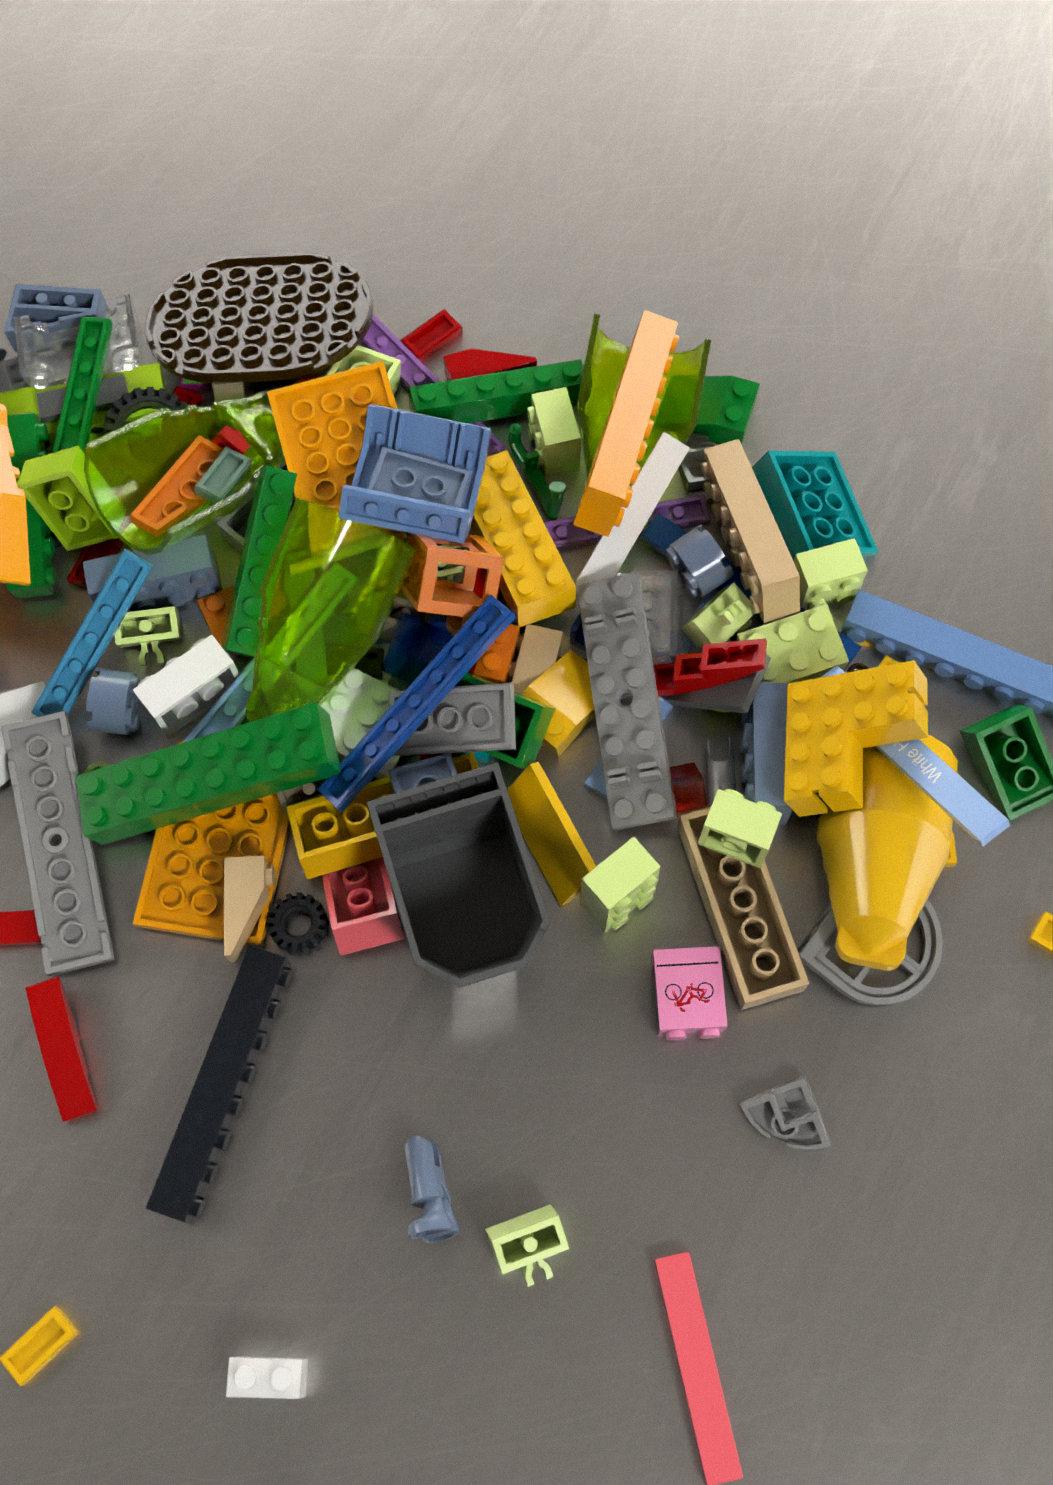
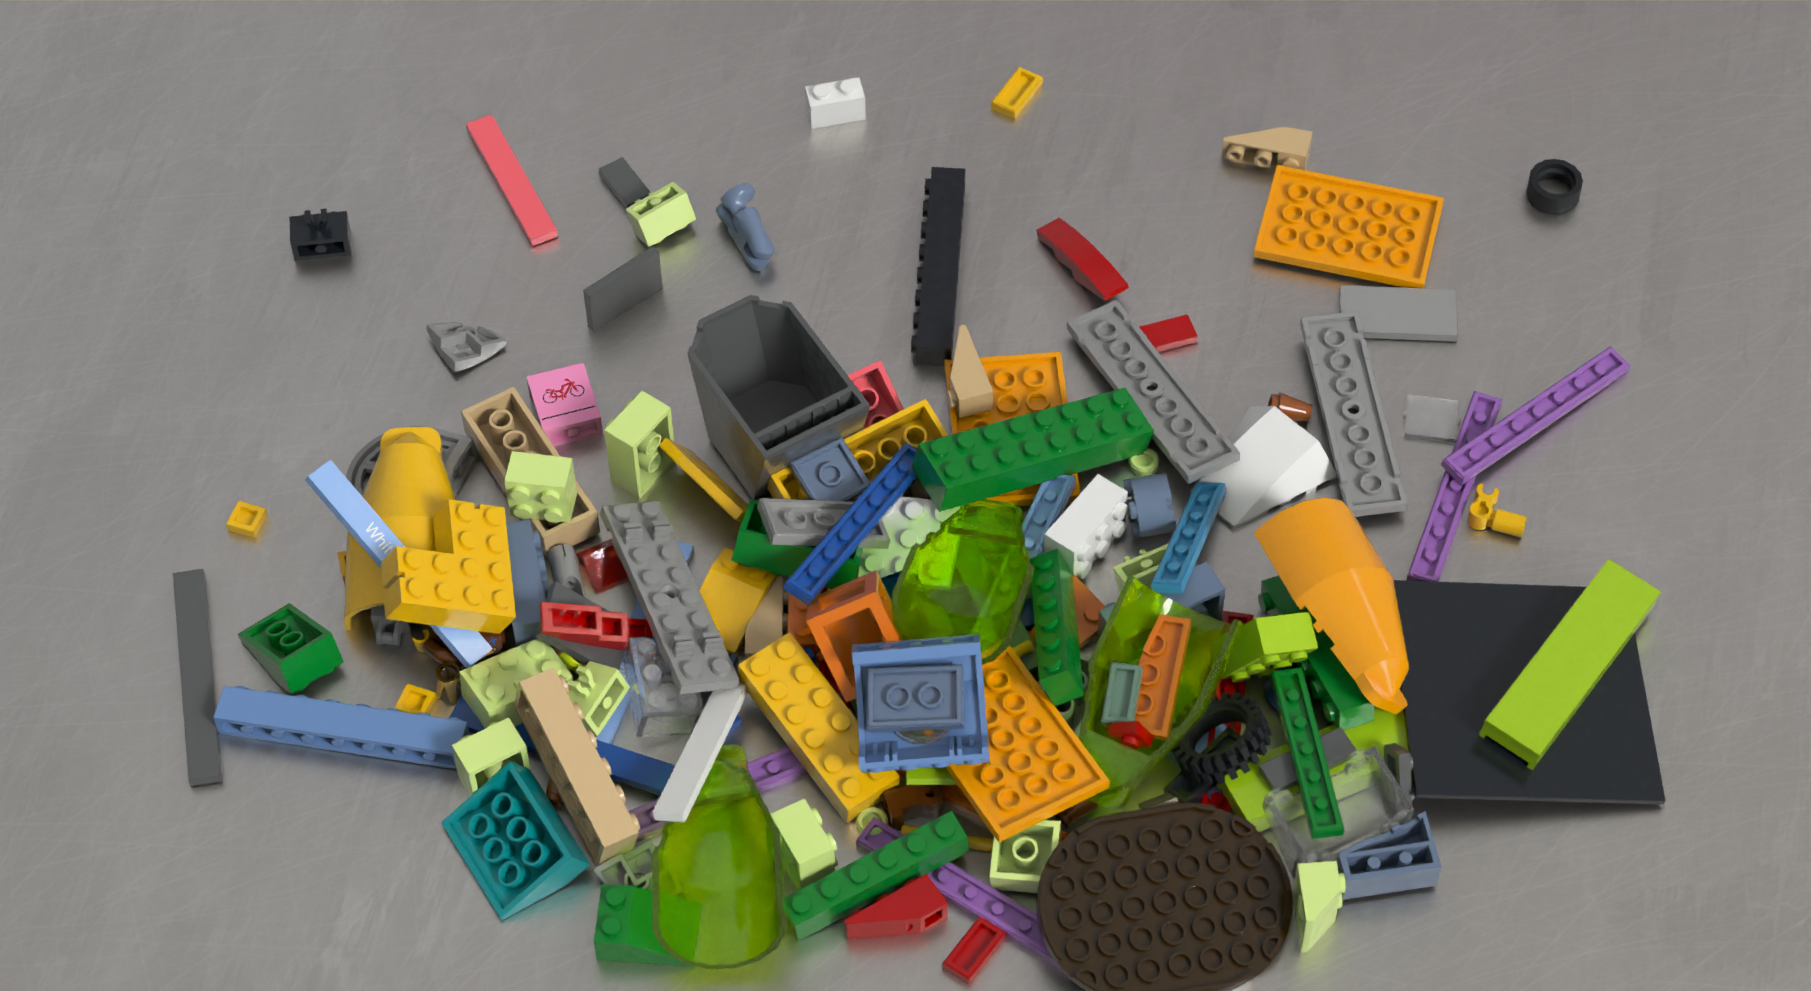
camera: 165 degrees right, 15 degrees down
(135, 276) = (1316, 899): none -> yellowish green slope
(286, 908) = (923, 372): black tyre -> none
(550, 495) = (783, 772): green piece -> none
(558, 1319) = (623, 182): none -> dark grey tile
(595, 1125) = (623, 289): none -> dark grey tile
(627, 425) = (721, 819): light orange brick -> none
(700, 561) = (623, 730): sand blue brick -> none
(947, 1325) = (320, 235): none -> black brick

